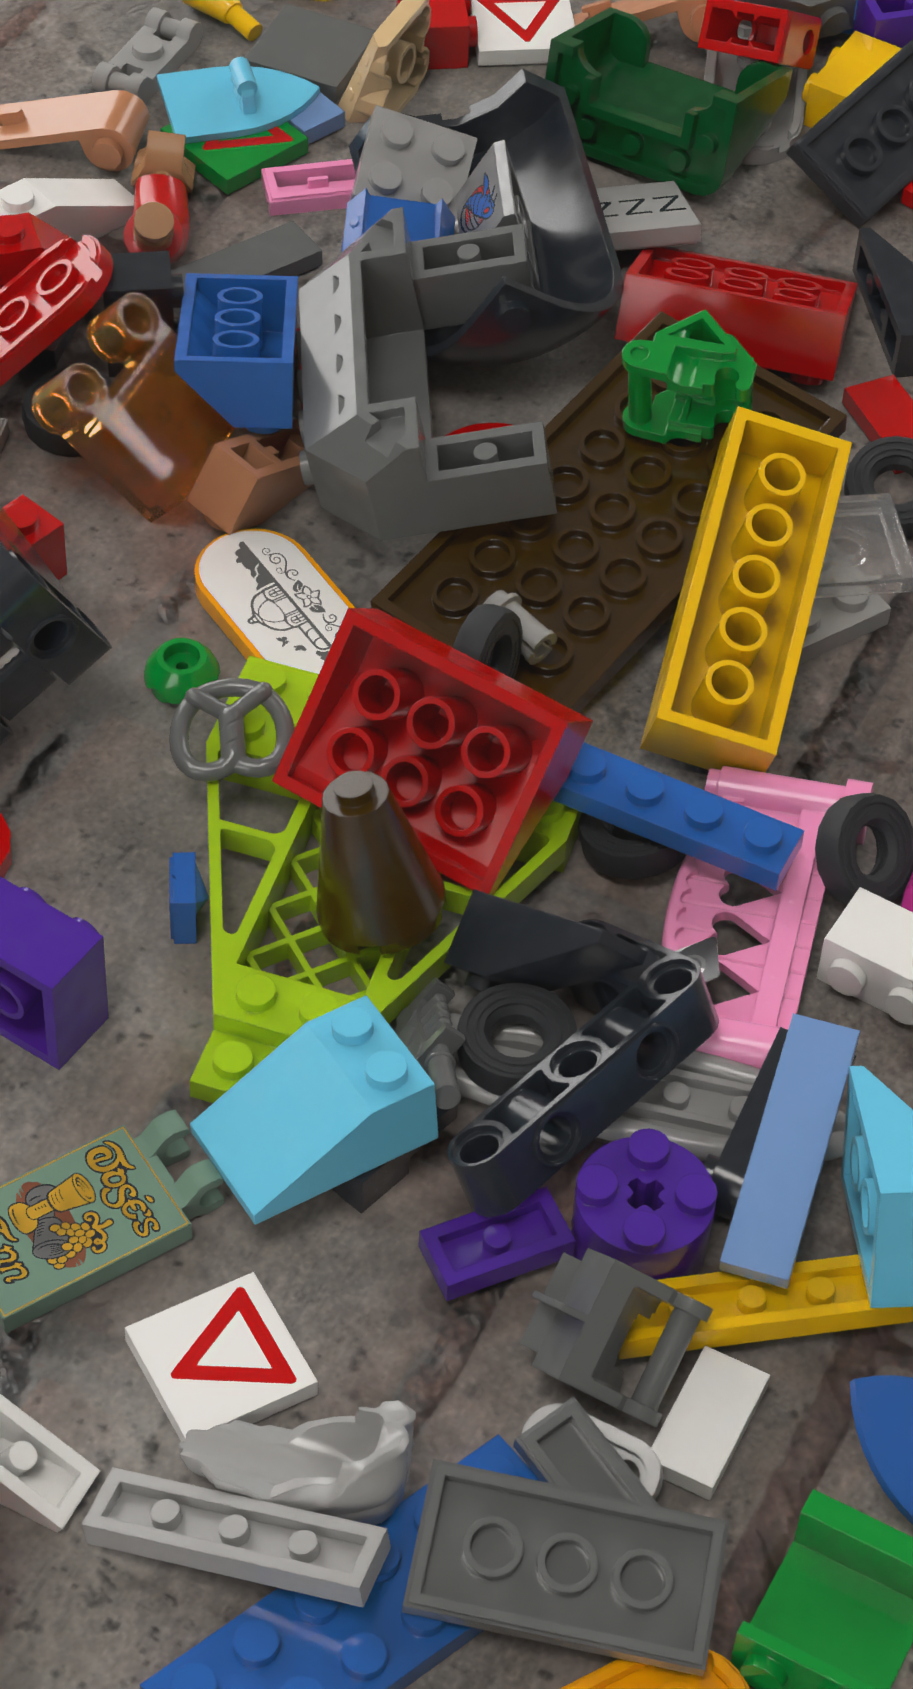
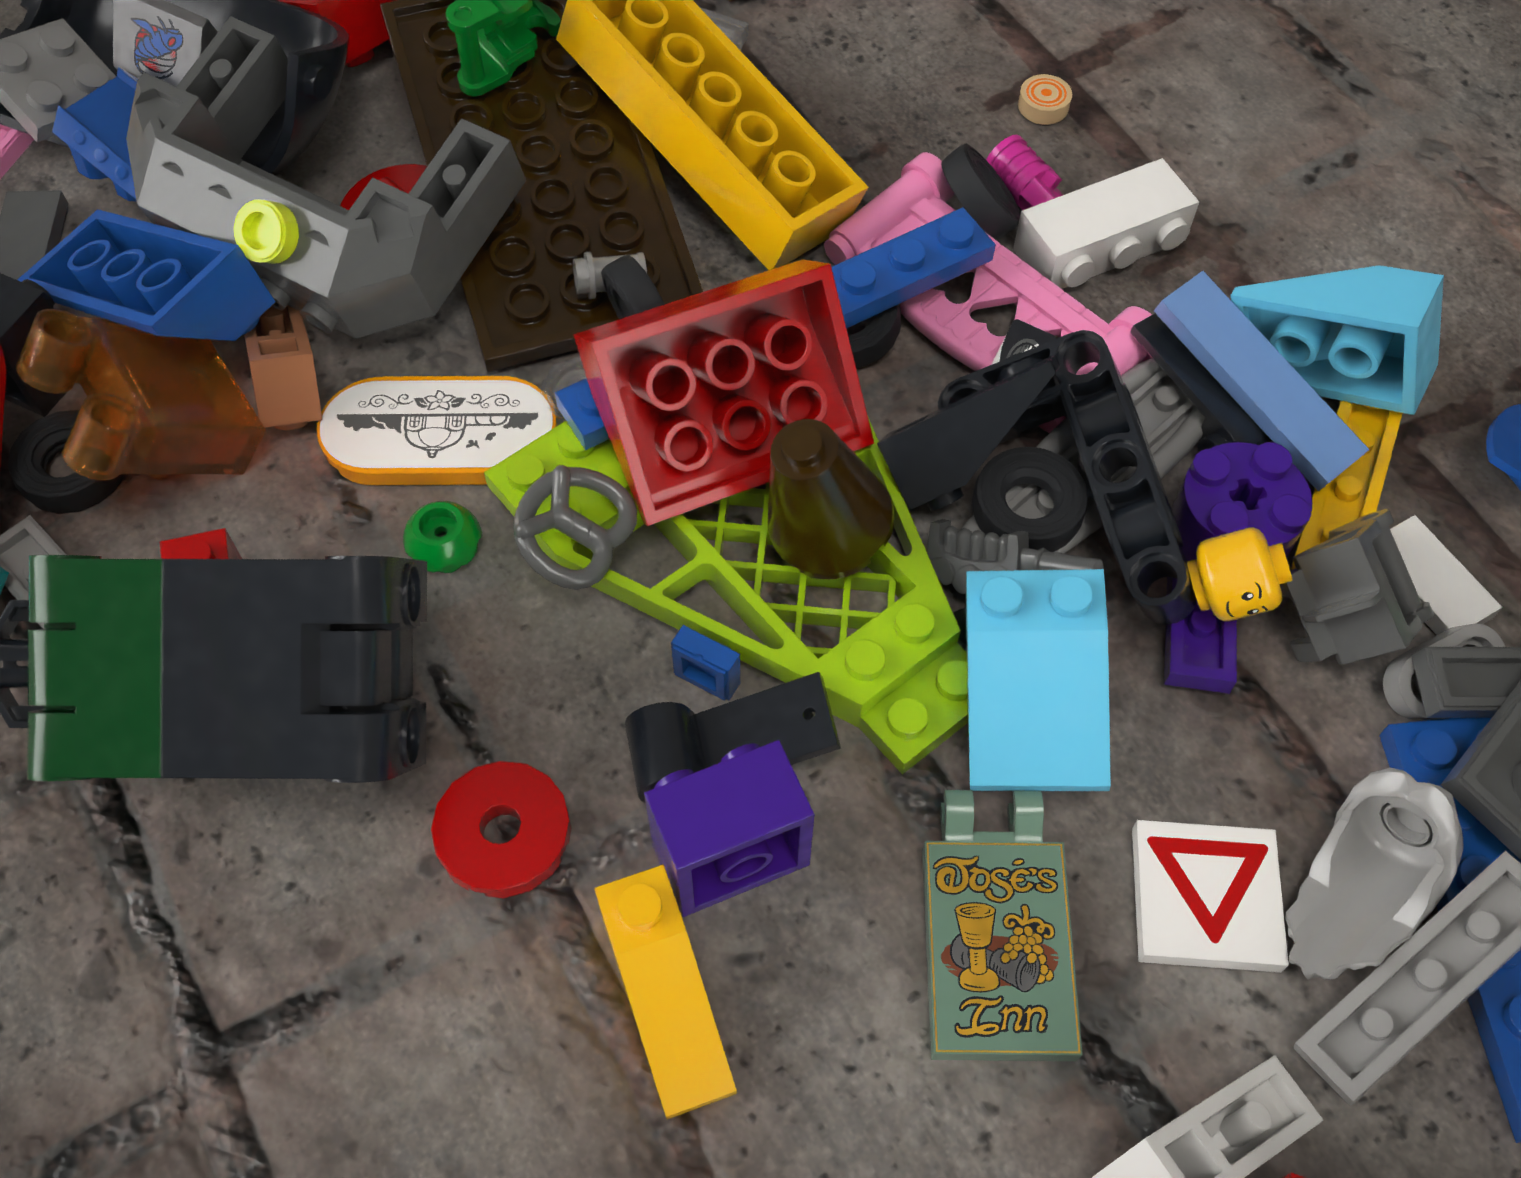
camera: 55 degrees left, 10 degrees up
(138, 957) = (674, 738): none -> black door
(320, 371) = (266, 231): none -> neon yellow tile
(536, 1212) = (1239, 574): none -> yellow head

